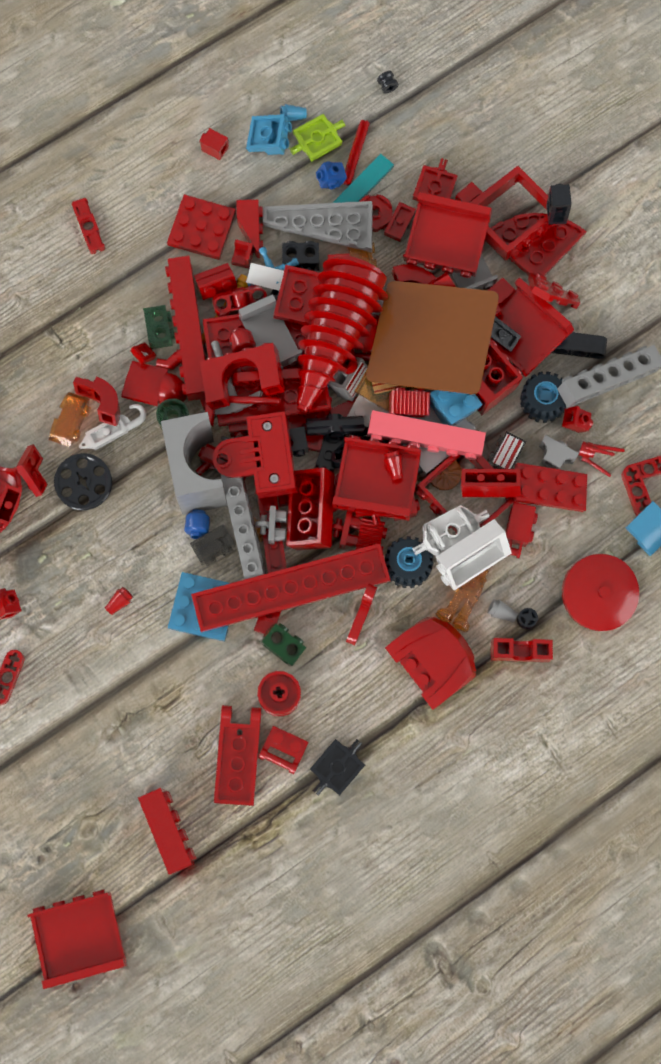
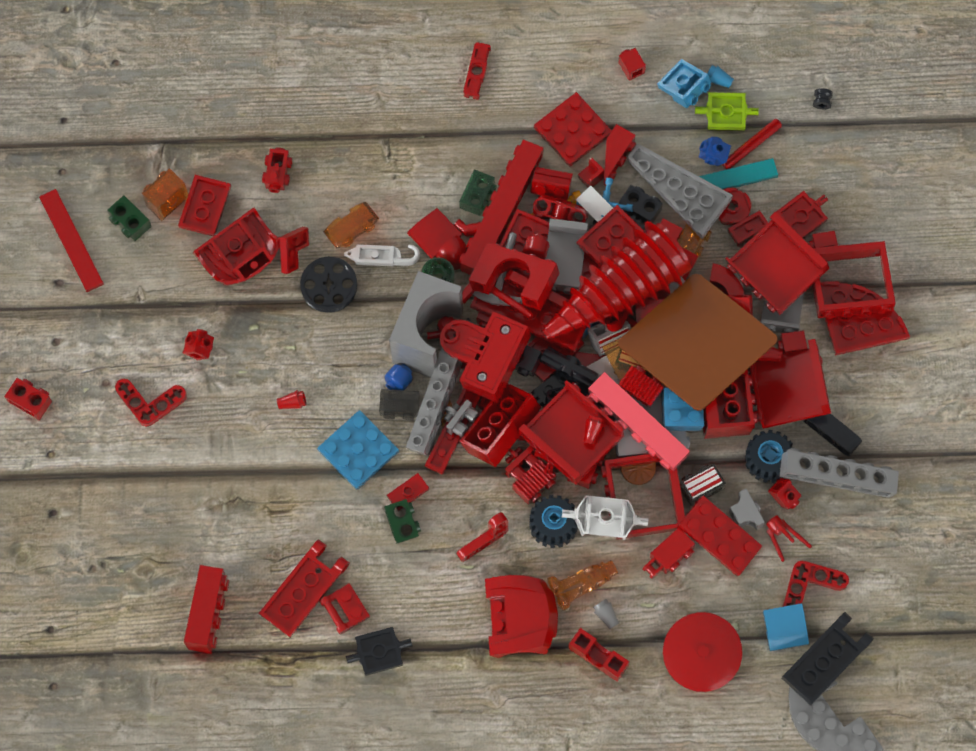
camera: 40 degrees right, 5 degrees down
(77, 939) = (80, 649): red panel -> none
(104, 394) = (393, 217): red arch -> none
(143, 353) = (450, 207): red tile -> none
(271, 685) = (371, 548): red wheel -> none
(290, 587) = (439, 478): red plate -> none
(473, 555) = (609, 557): white piece -> none
(491, 482) = (665, 496): red brick -> none
(504, 335) = (766, 377): black hinge -> none
(529, 615) = (623, 629): black wheel -> none
(551, 291) = (831, 363): red plate -> none
(558, 204) = (890, 295): black brick -> none

